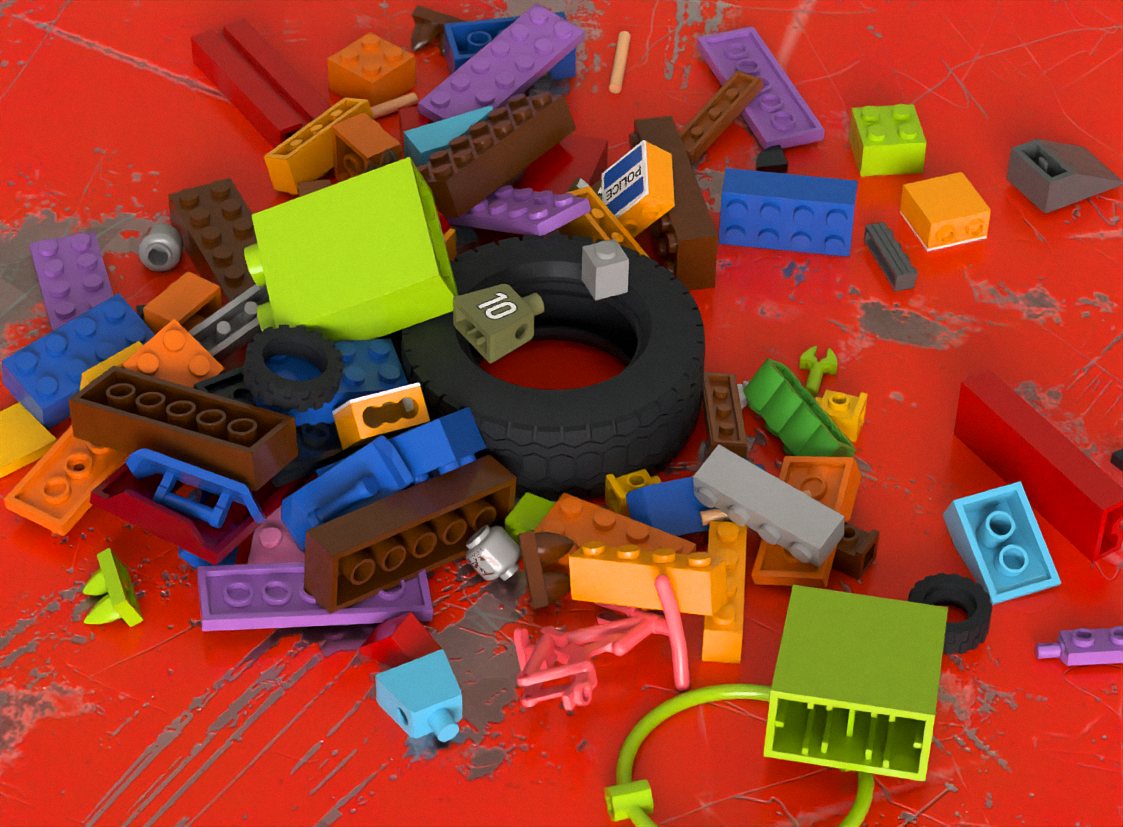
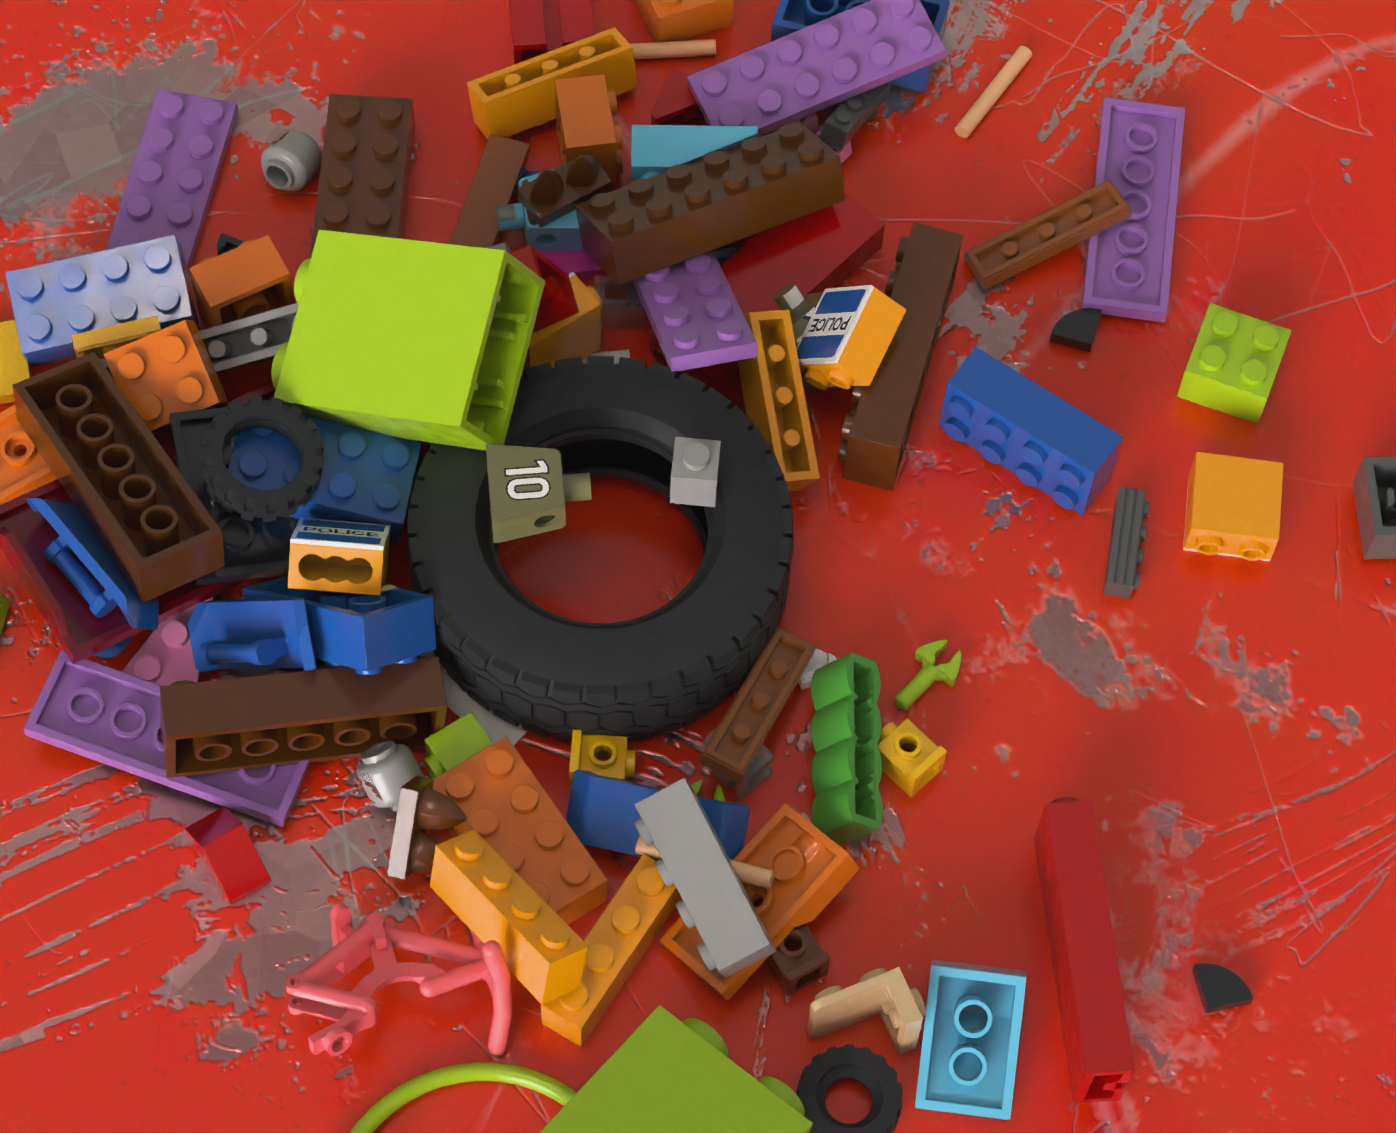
camera: 25 degrees right, 20 degrees up
(422, 696) = (206, 934): medium azure torso -> none
(935, 539) = (874, 994): none -> tan bracket

